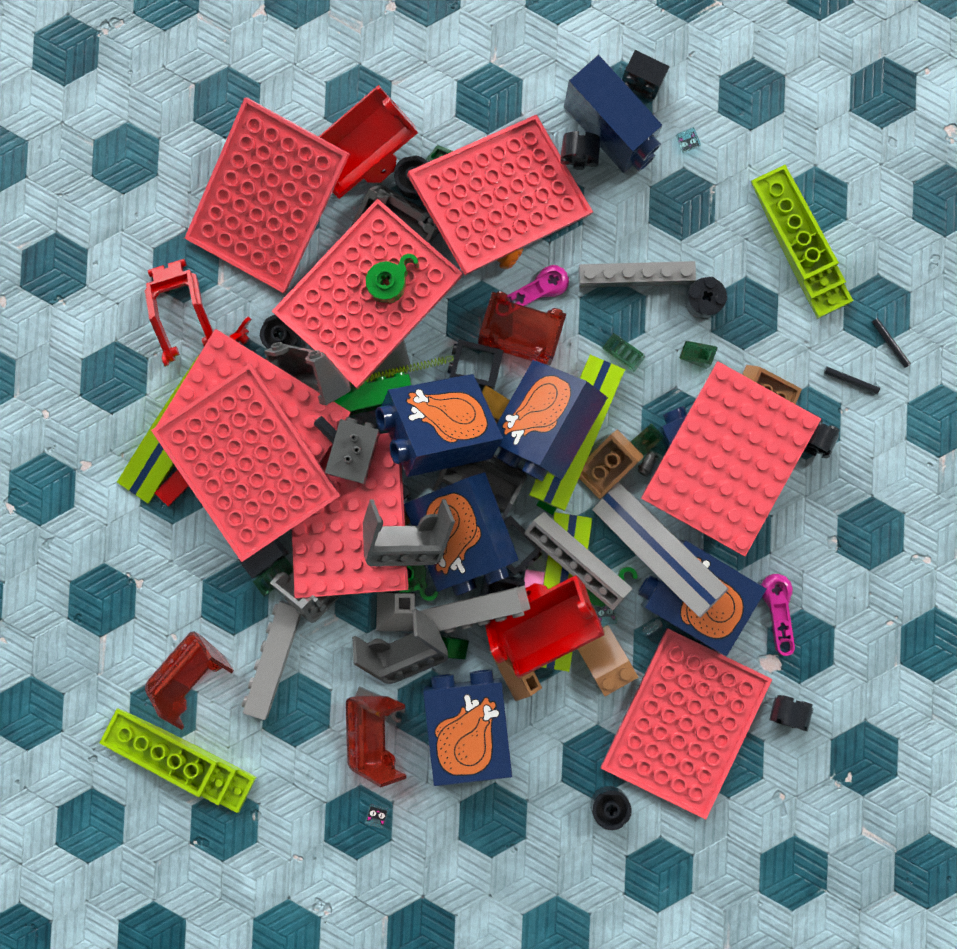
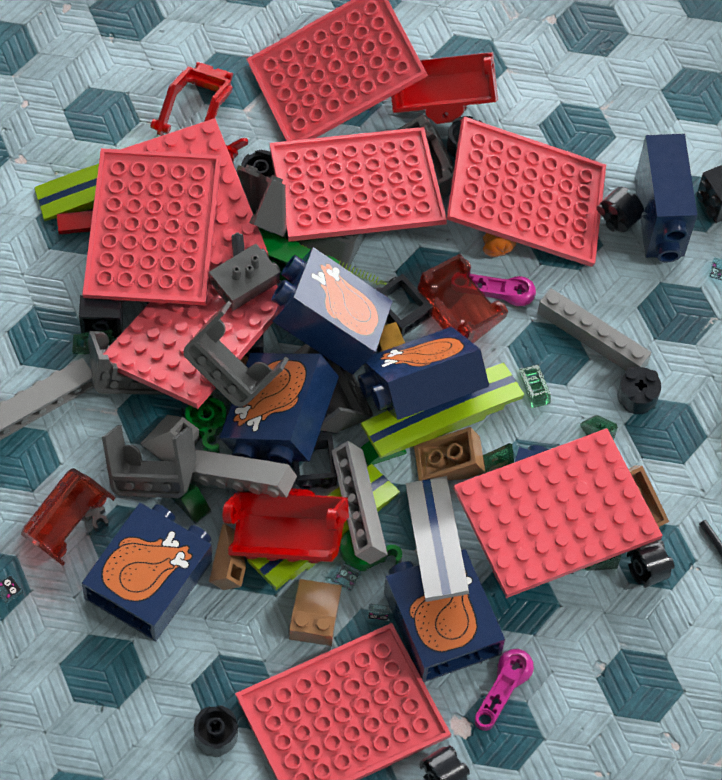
camera: 30 degrees right, 25 degrees down
(397, 278) = (381, 180): green piece -> none

